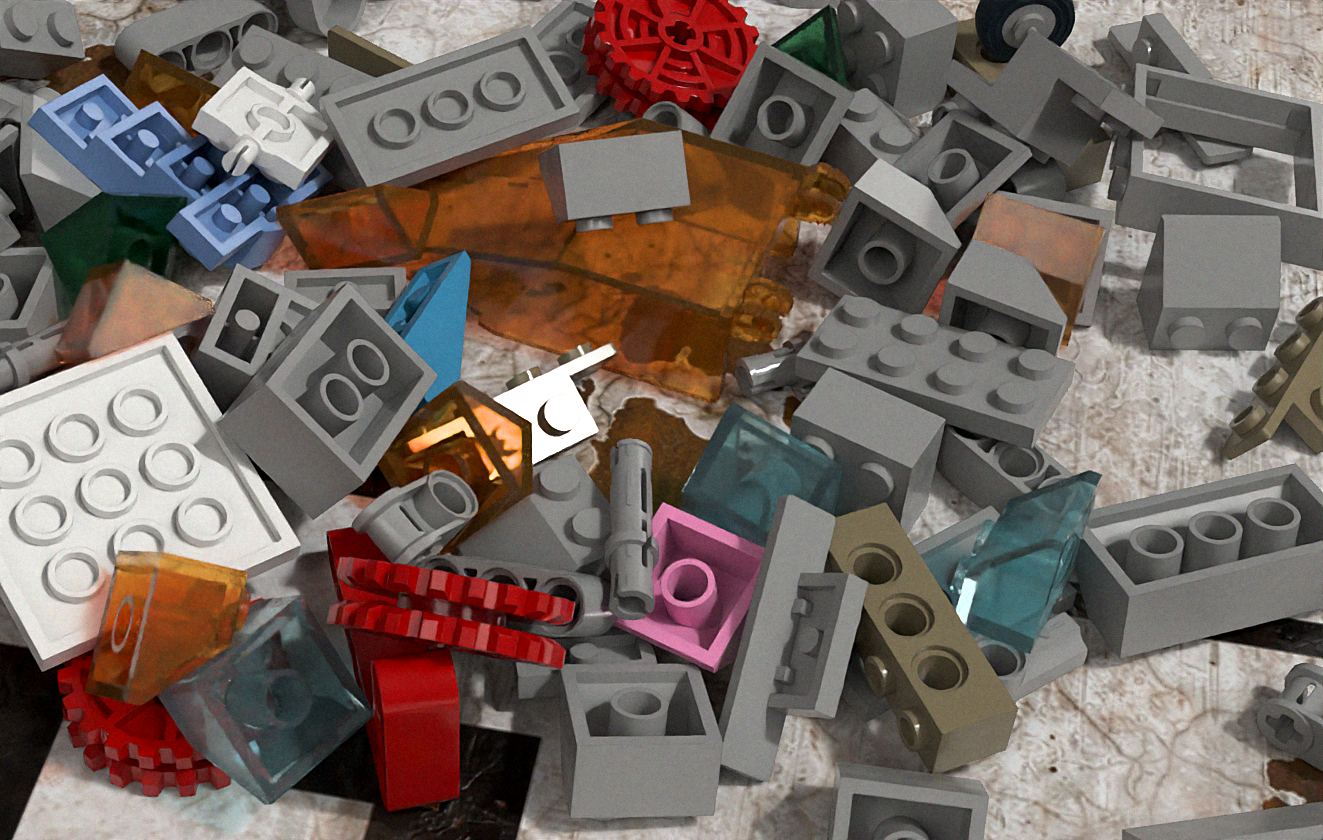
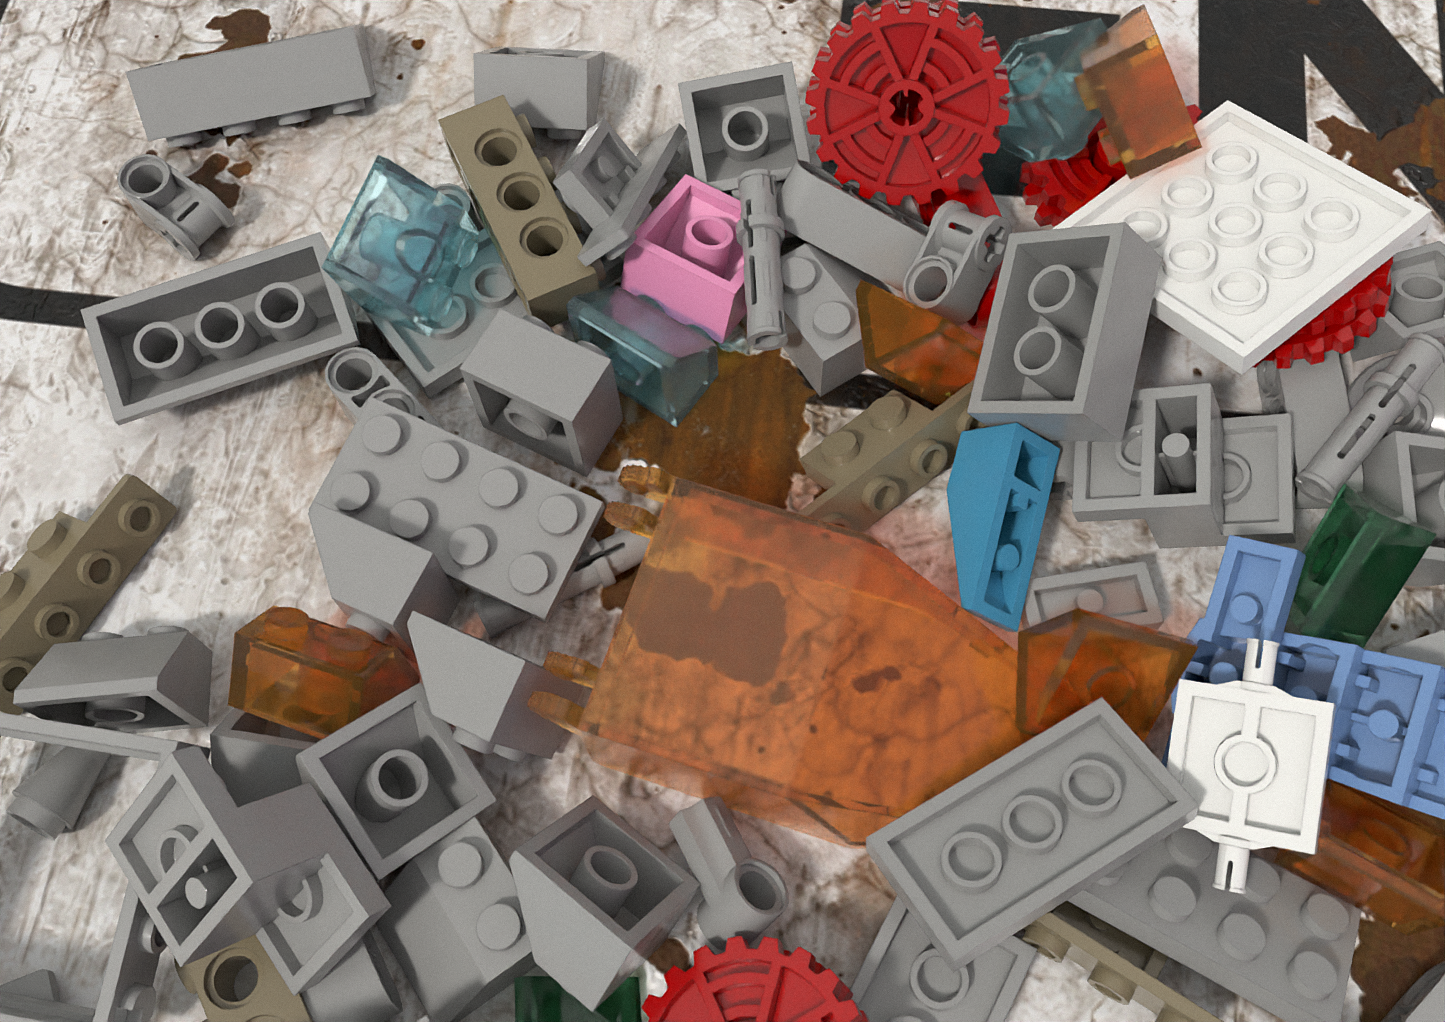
camera: 175 degrees left, 20 degrees up
(123, 307) = (1286, 399): clear orange slope -> none
(616, 178) = (817, 634): light grey slope -> none

